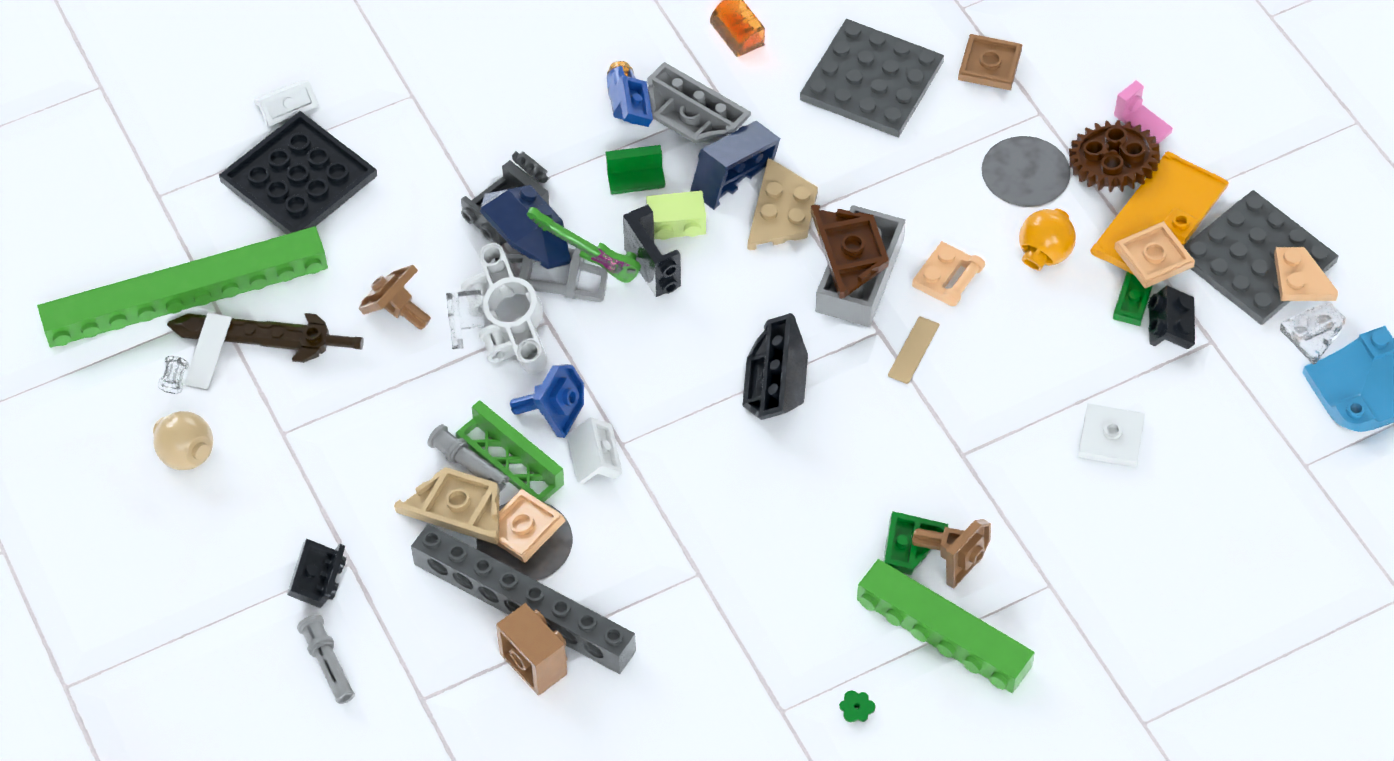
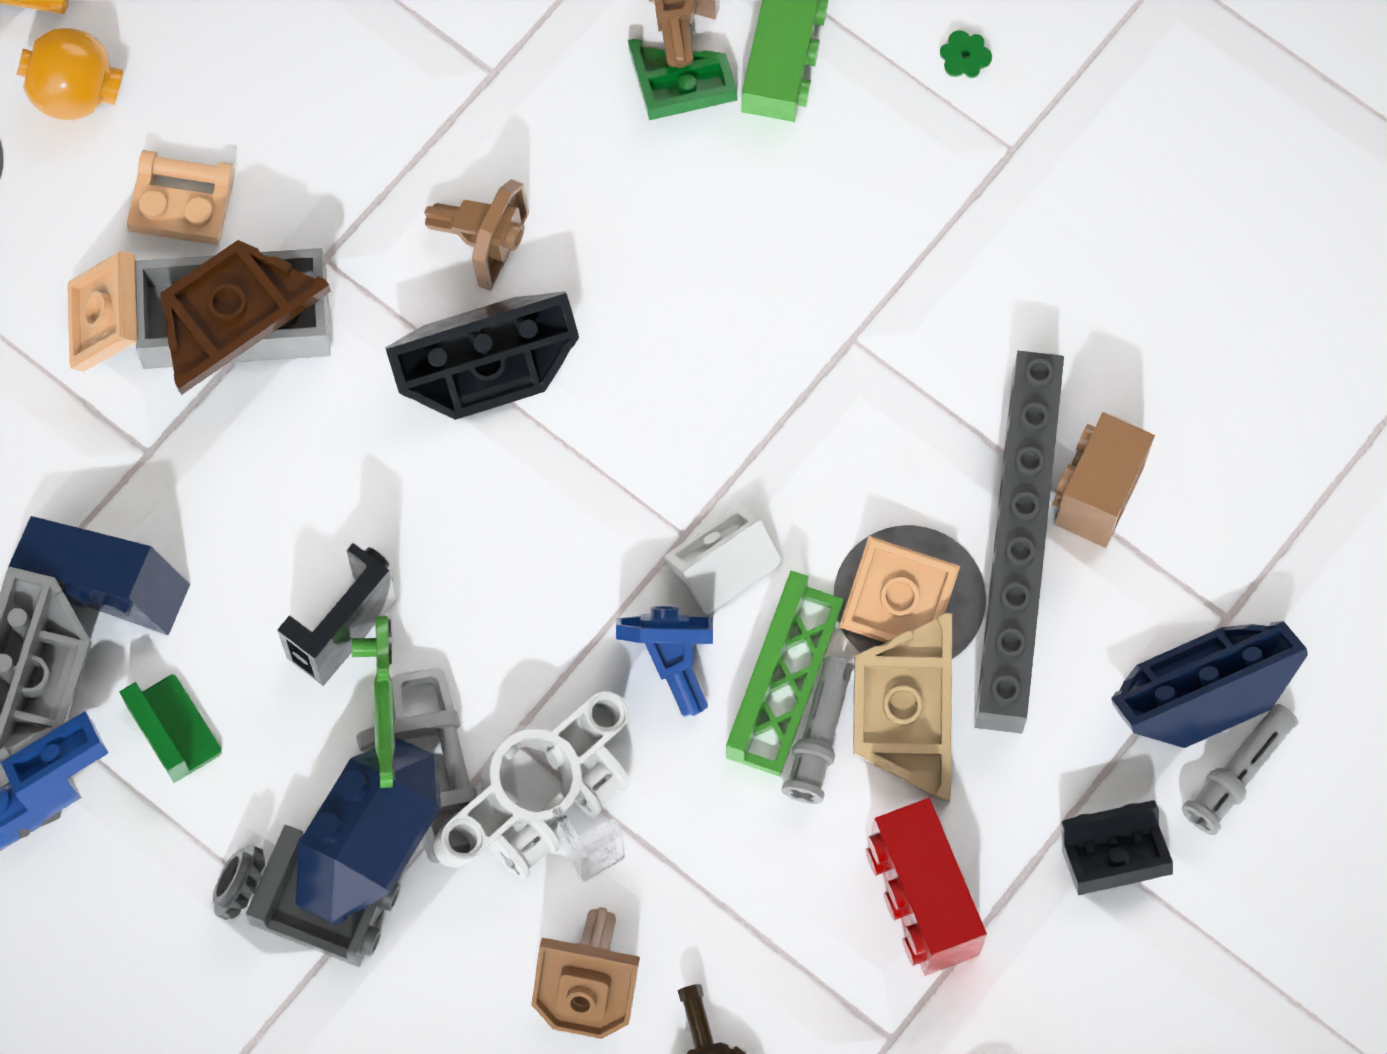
camera: 115 degrees left, 15 degrees up
(345, 462) = (925, 887): none -> red brick
(384, 651) = (1210, 683): none -> dark blue wedge
(678, 214) = (238, 620): yellowish green brick -> none
(782, 207) = (150, 479): tan wing -> none
(850, 402) = (487, 227): none -> medium nougat piece
(887, 205) = (102, 311): none -> light nougat plate
(913, 350) = (337, 200): tan sticker -> none

